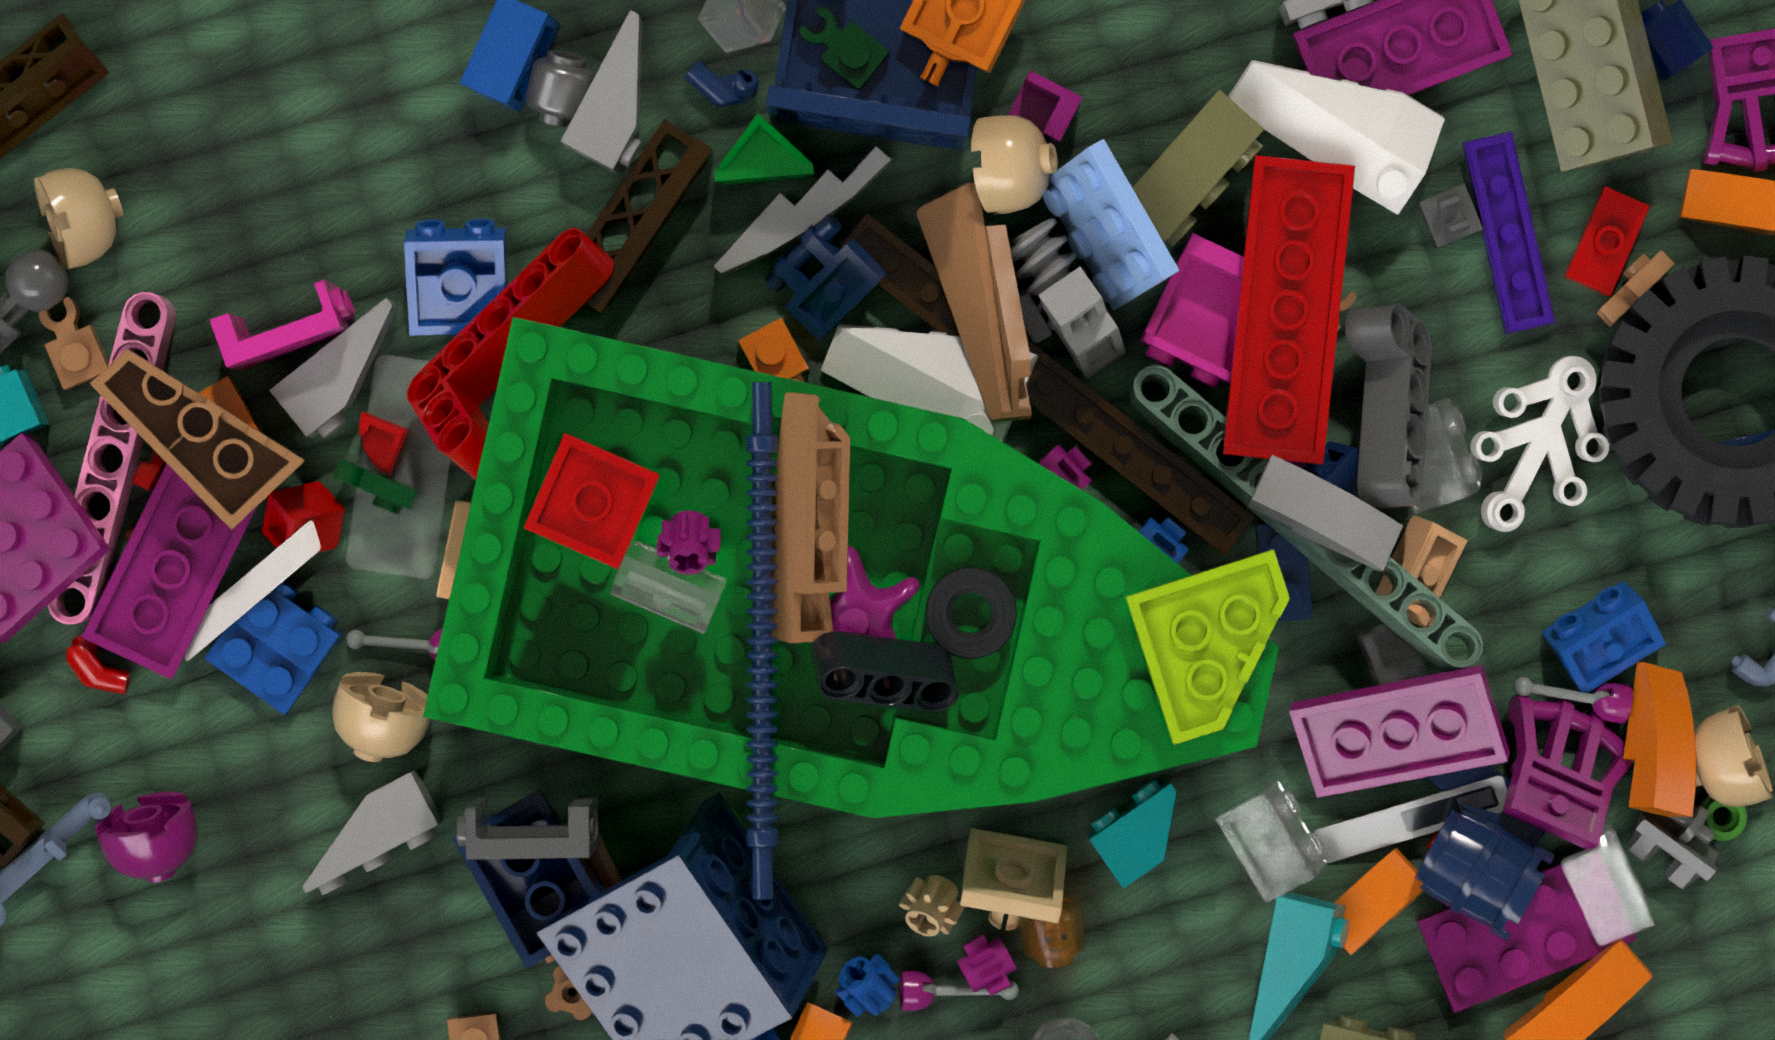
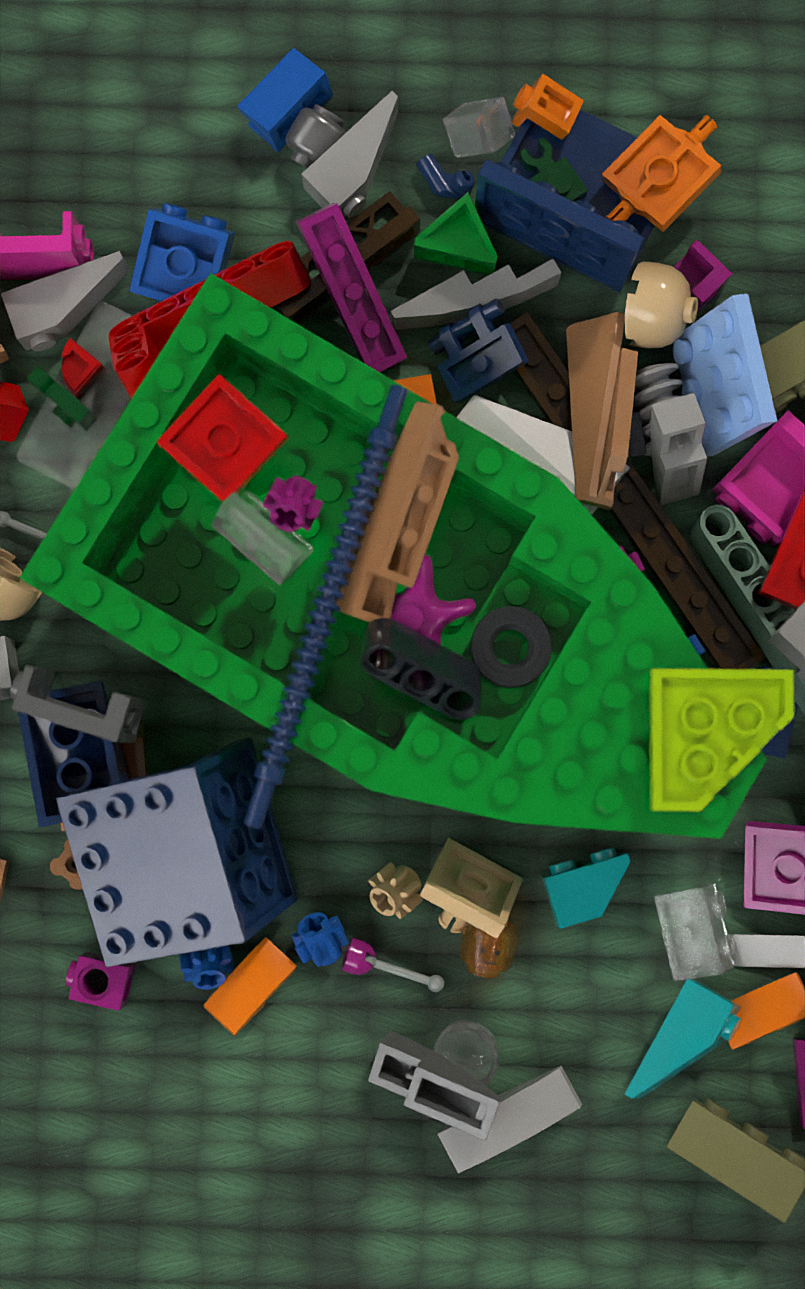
camera: 20 degrees right, 5 degrees down
(663, 258) = (351, 287): none -> magenta plate
(986, 965) = (424, 955): magenta gear -> none

